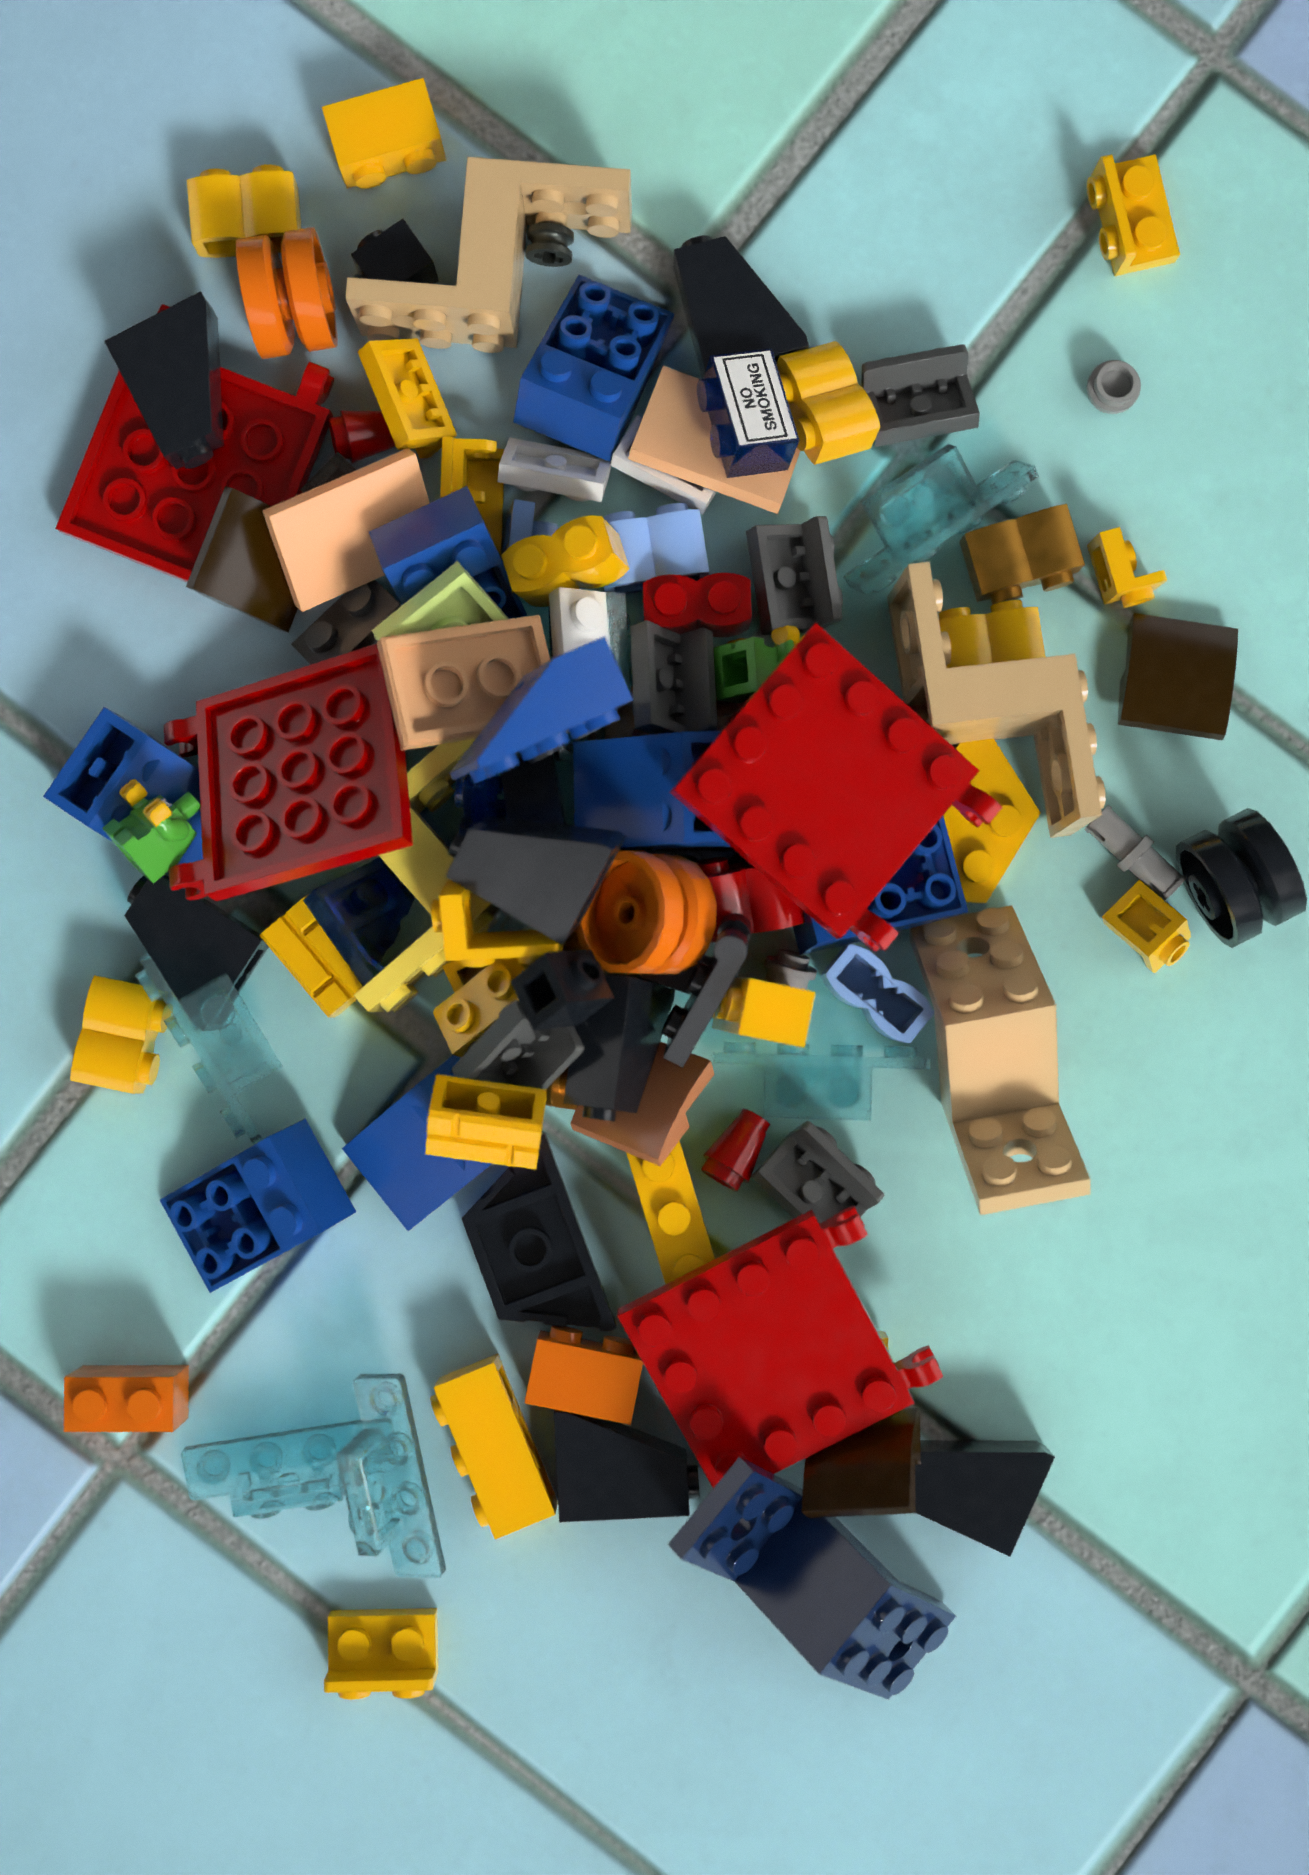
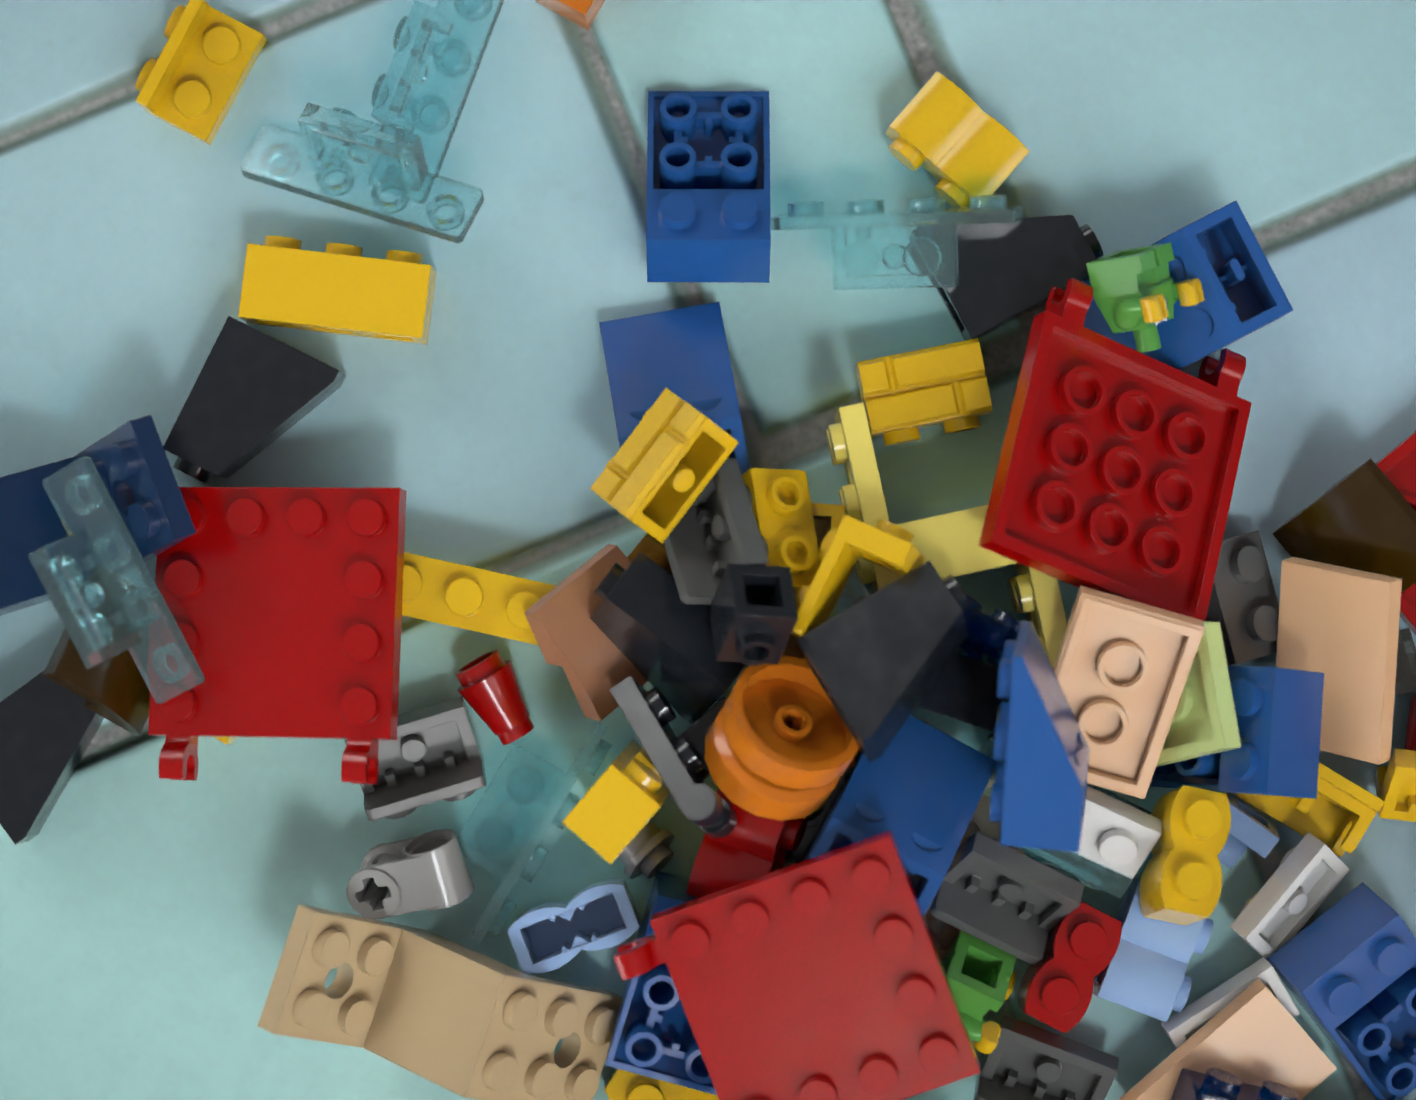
camera: 115 degrees right, 0 degrees up
(362, 915) = (940, 453): wing -> none
(536, 1249) = (509, 440): black wing -> none
(584, 1375) = (357, 421): orange brick -> none
(820, 1503) = (107, 588): none -> clear light blue bracket
(909, 1139) = (411, 876): none -> light grey piece

